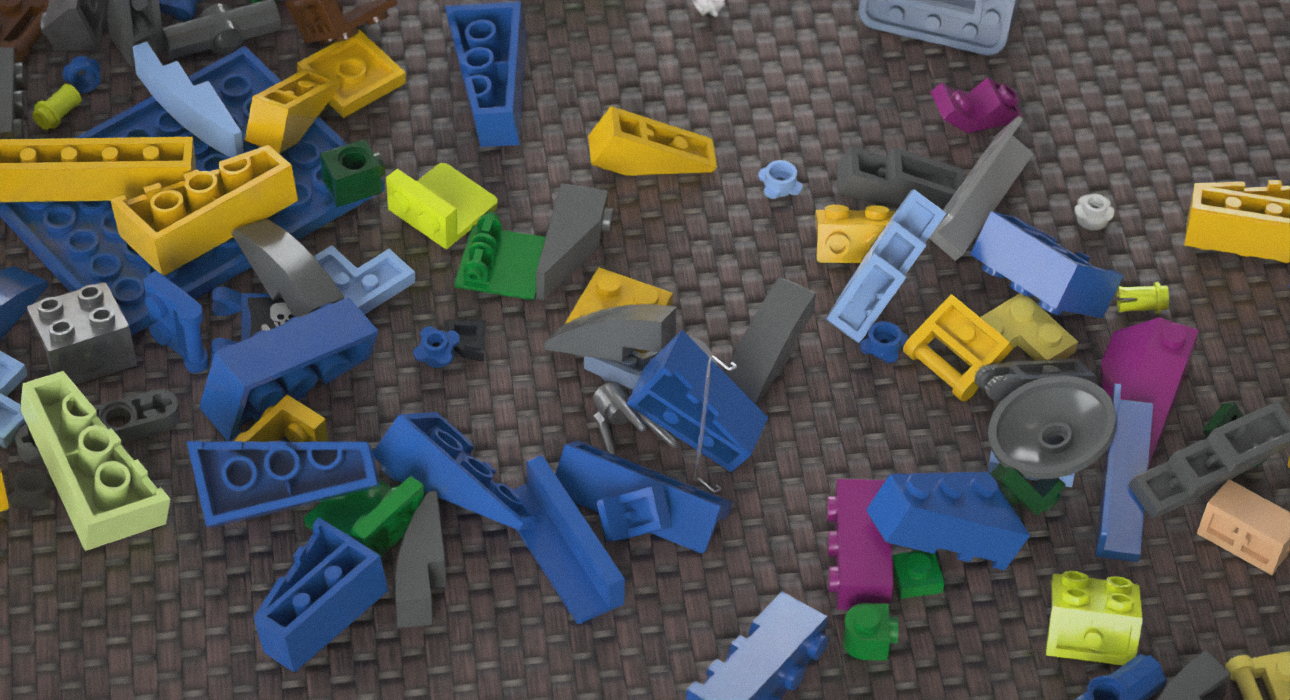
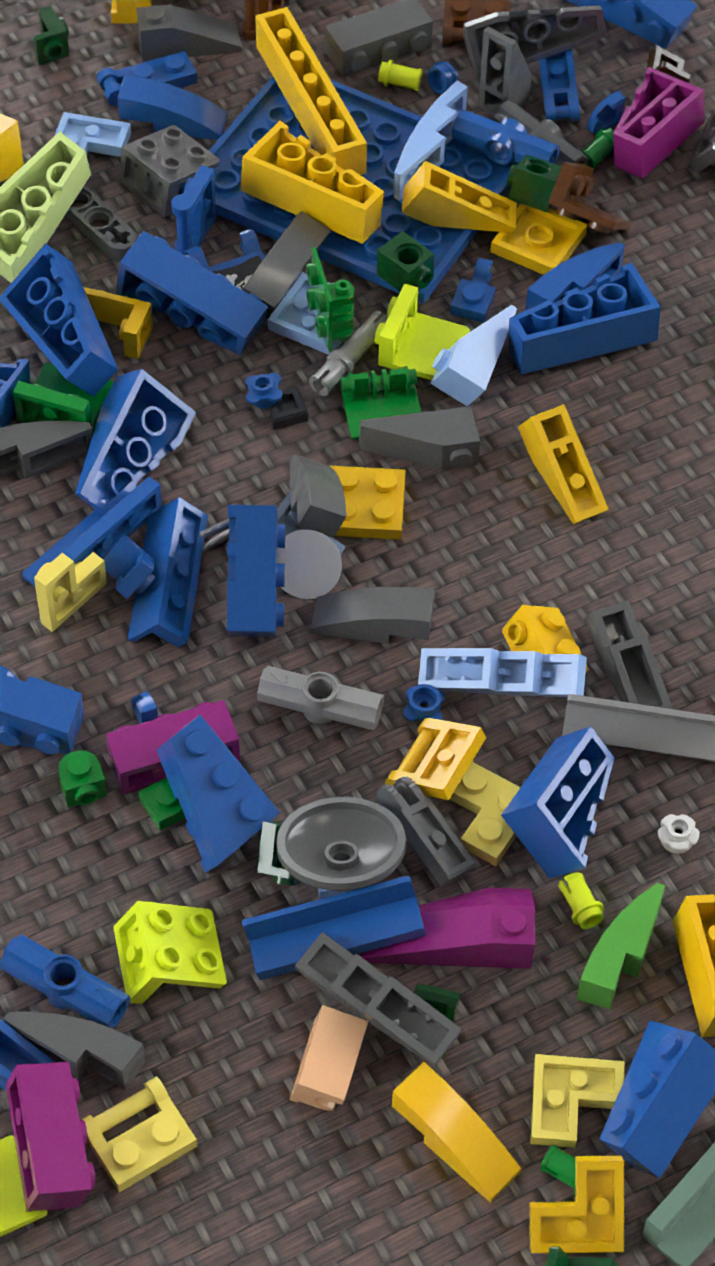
camera: 70 degrees right, 5 degrees up
(228, 44) = (502, 140): none -> blue piece
(295, 41) = (533, 182): none -> dark green brick
(380, 241) = (332, 303): none -> green hinge
(397, 148) = (475, 297): none -> blue plate
(431, 67) = (576, 272): none -> blue slope
(433, 272) = (342, 361): none -> light grey pin
(487, 164) = (469, 363): none -> light blue slope
(641, 570) = (67, 586): none -> light yellow plate
(703, 420) = (231, 546): piece -> none
(780, 179) = (578, 564): light blue plate -> none
(804, 556) = (144, 707): none -> blue tile
(851, 413) = (340, 701): none -> light grey piece
(1204, 283) = (620, 949): none -> bright green slope

